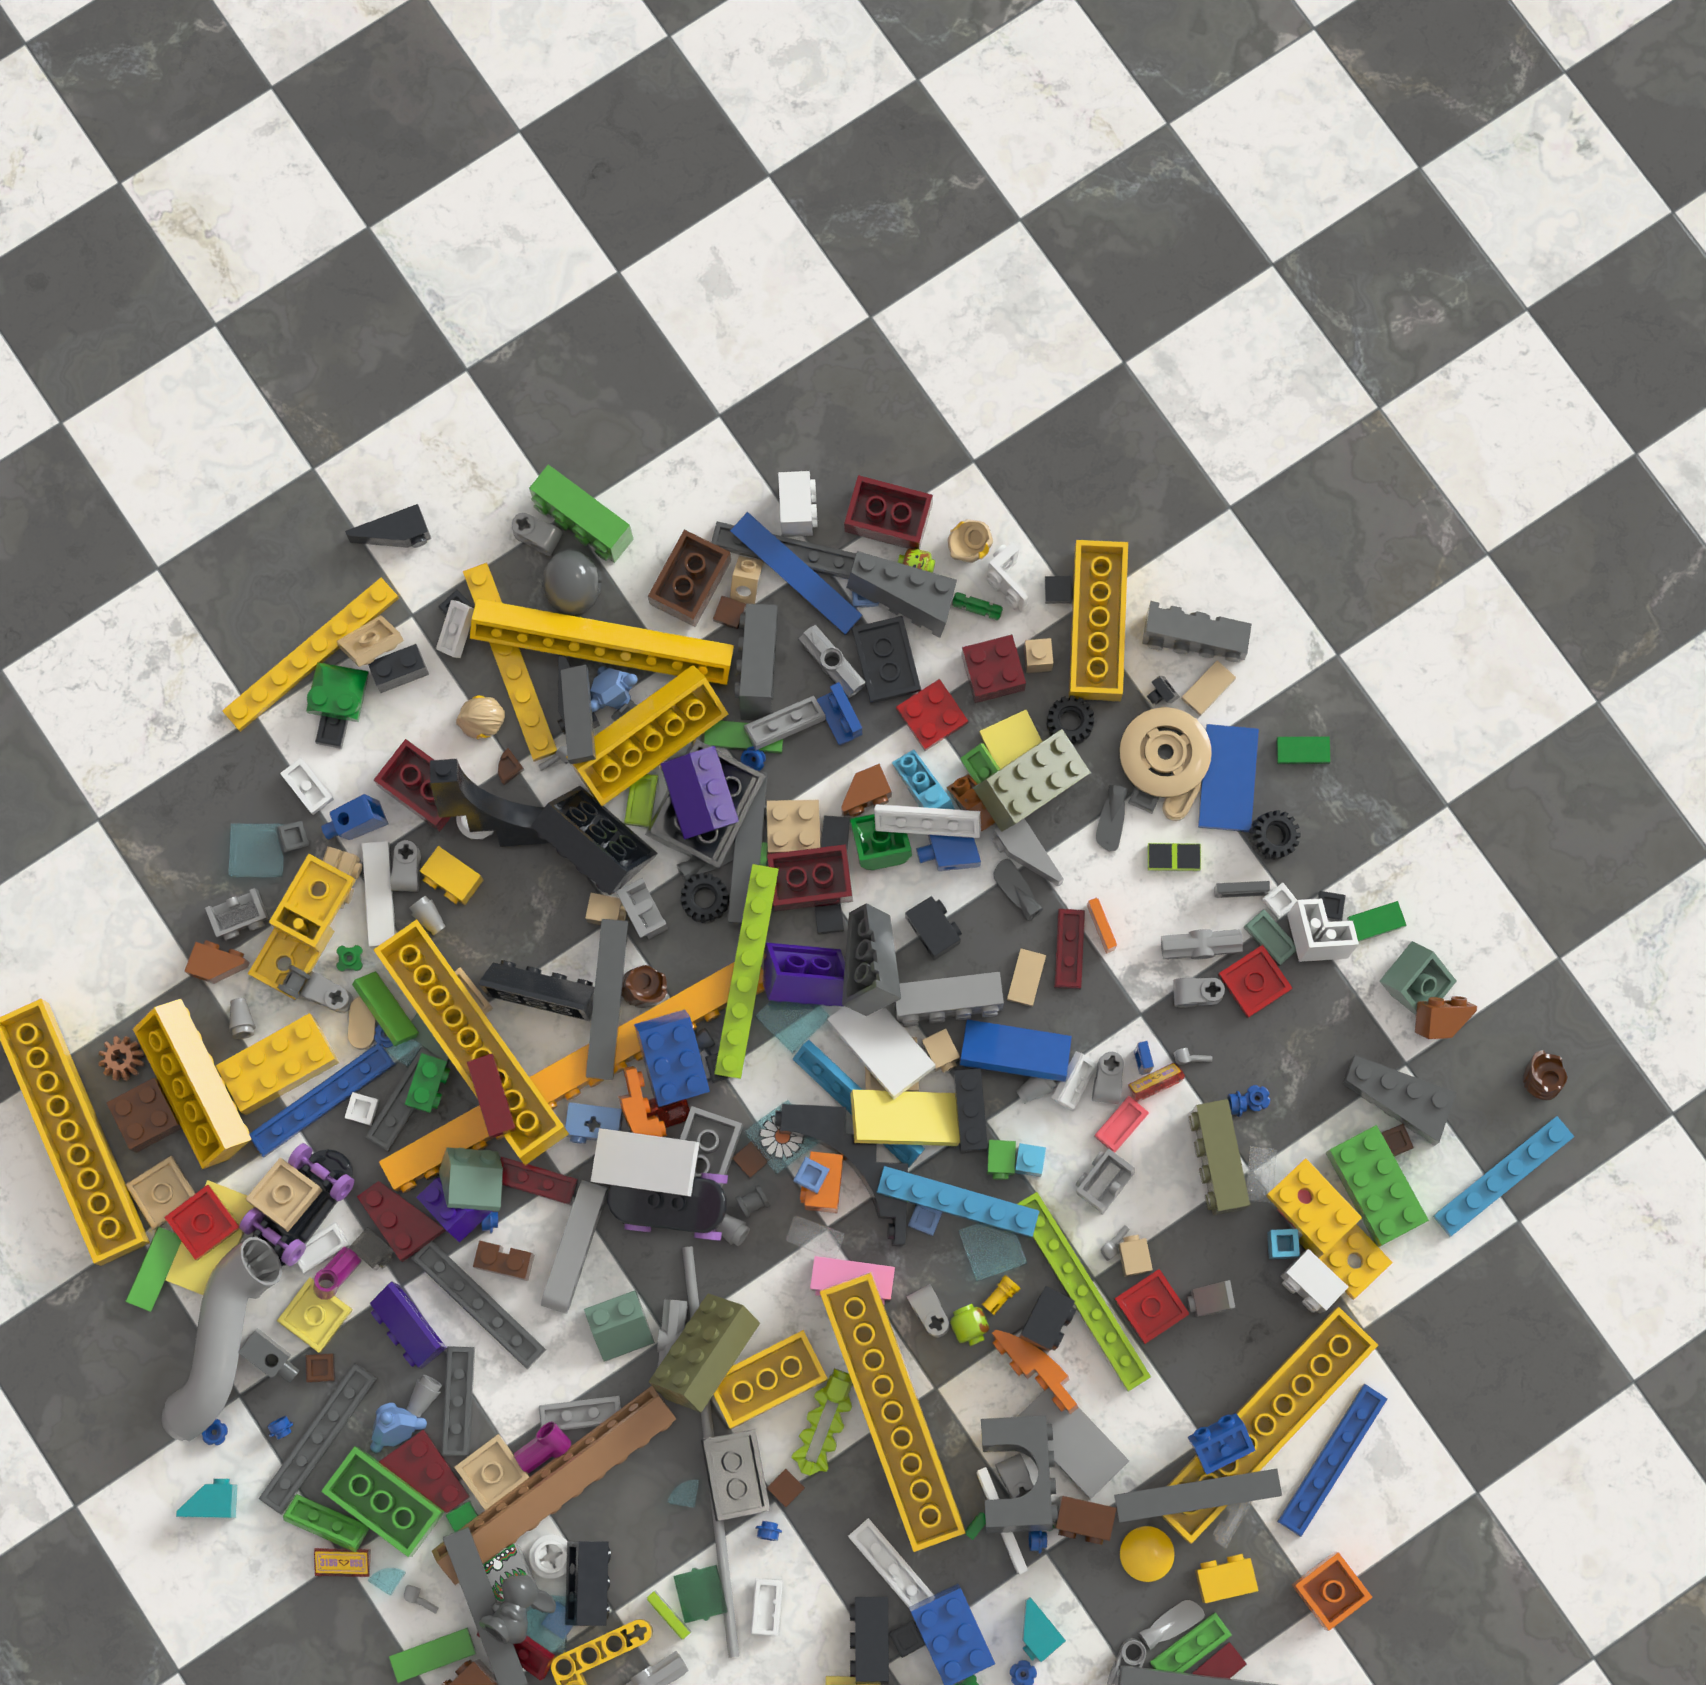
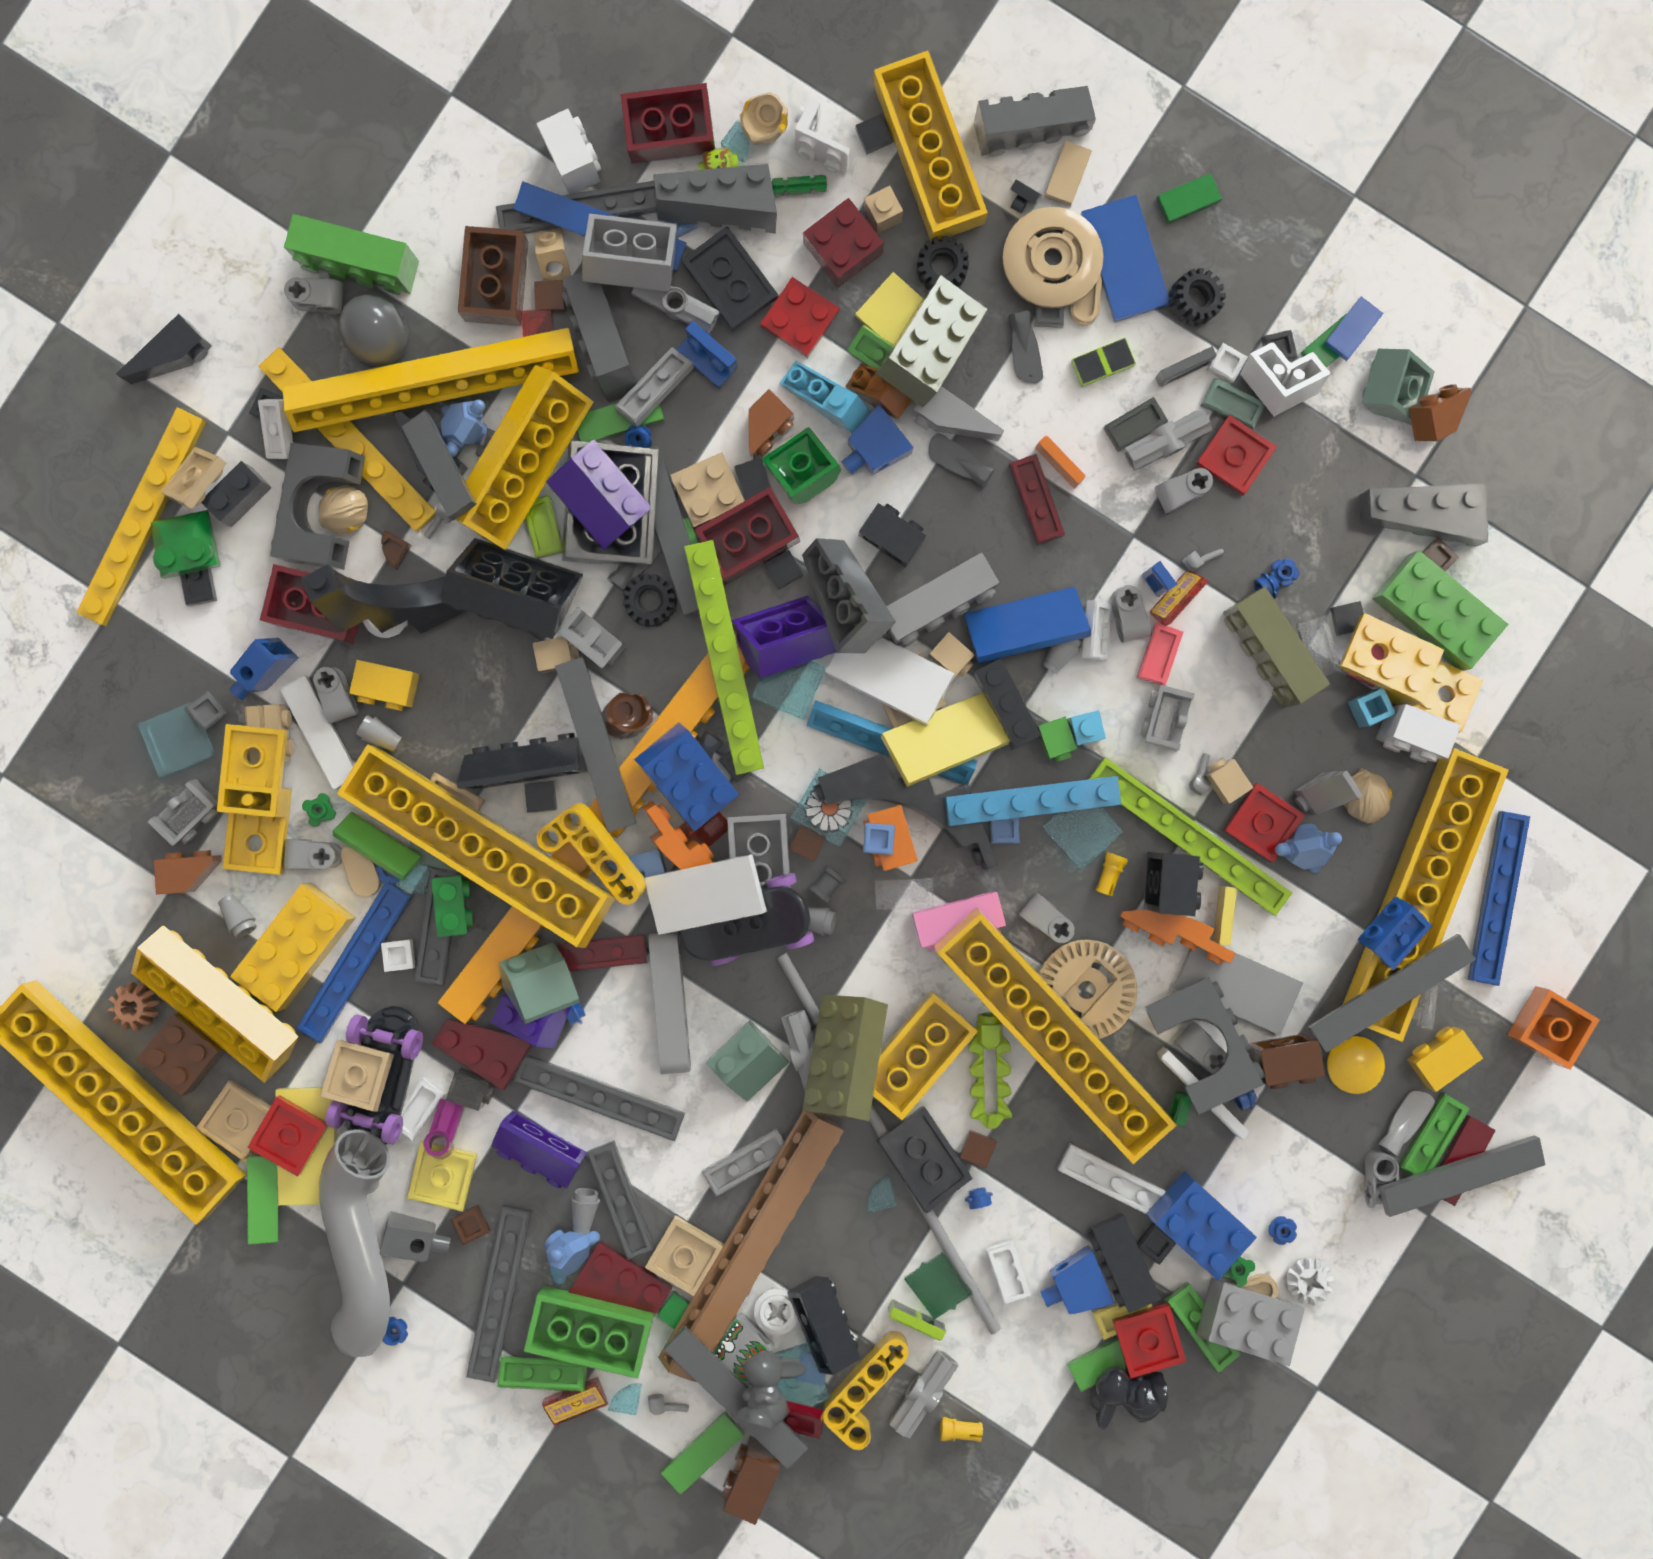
camera: 20 degrees left, 10 degrees up
(212, 1501) = (422, 1400): teal slope -> none
(280, 1427) = (456, 1300): blue plate -> none
(293, 981) = (271, 859): dark grey bush -> none
(307, 786) = (197, 653): white plate -> none
(465, 673) = (305, 472): none -> dark grey arch
(491, 1096) = (520, 895): dark red tile -> none
(491, 1259) = (594, 1050): reddish brown brick -> none
(540, 1025) = (540, 796): none -> black tile
(549, 1442) = (726, 1206): magenta piece -> none
(568, 1093) = (595, 857): none -> yellow beam
(709, 629) = (536, 322): none -> clear red tile
(810, 606) = (629, 252): none -> light grey brick
(823, 1643) = (1078, 1284): none -> blue torso
(927, 821) = (843, 427): white tile -> none
(939, 550) = (736, 142): none -> clear light blue tile
(956, 1407) = (1111, 1002): none -> tan piece
(969, 1324) = (1092, 915): lime head -> none
(1026, 977) = (1005, 546): tan tile -> none
(1039, 1633) = (1284, 1186): teal slope -> none
(1084, 1372) = (1224, 915): none -> light yellow tile
(1180, 920) = (1135, 424): none -> pearl dark grey tile
(1180, 1343) = (1309, 847): none -> medium blue rock
(1250, 1321) = (1375, 798): none -> tan hair
(1294, 1156) = (1346, 617): none -> black tile
(1398, 915) = (1353, 328): none -> tile
(1503, 1176) = (1557, 548): dark azure plate -> none
(1545, 1076) = (1562, 431): reddish brown hair -> none

